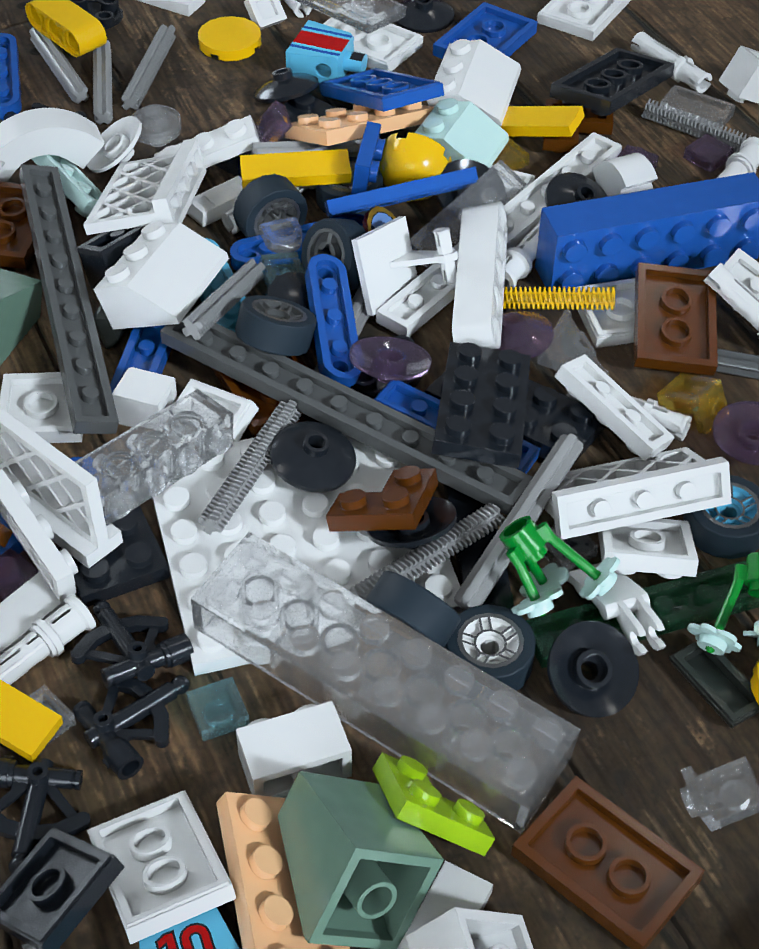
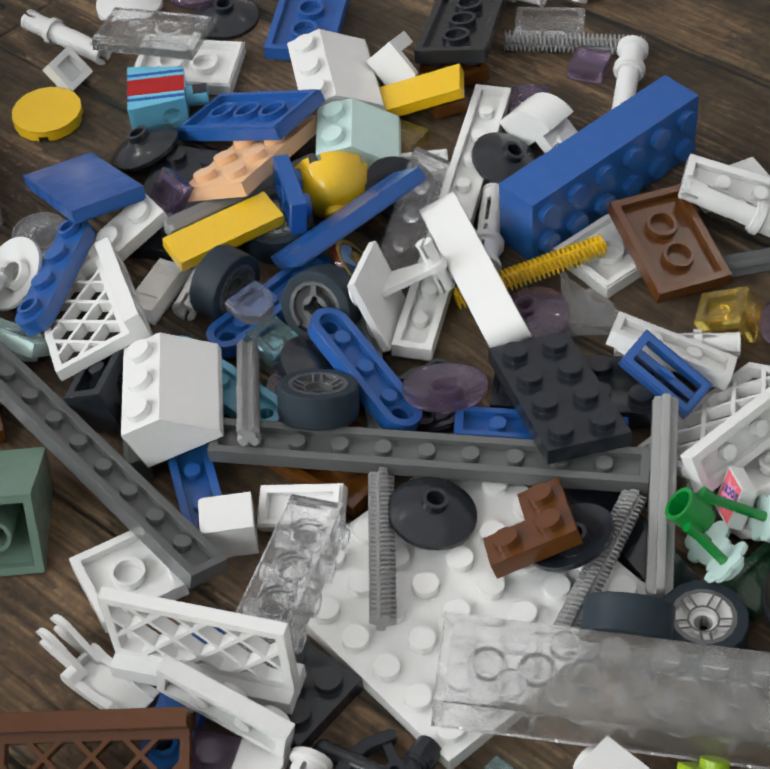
camera: 20 degrees left, 0 degrees up
(132, 159) = (55, 277): none -> blue plate
(210, 98) = (84, 187): none -> blue tile
(526, 85) = (391, 63): none -> white panel
(590, 547) = (739, 488): none -> white tile
(607, 454) = (663, 373): none -> blue tile

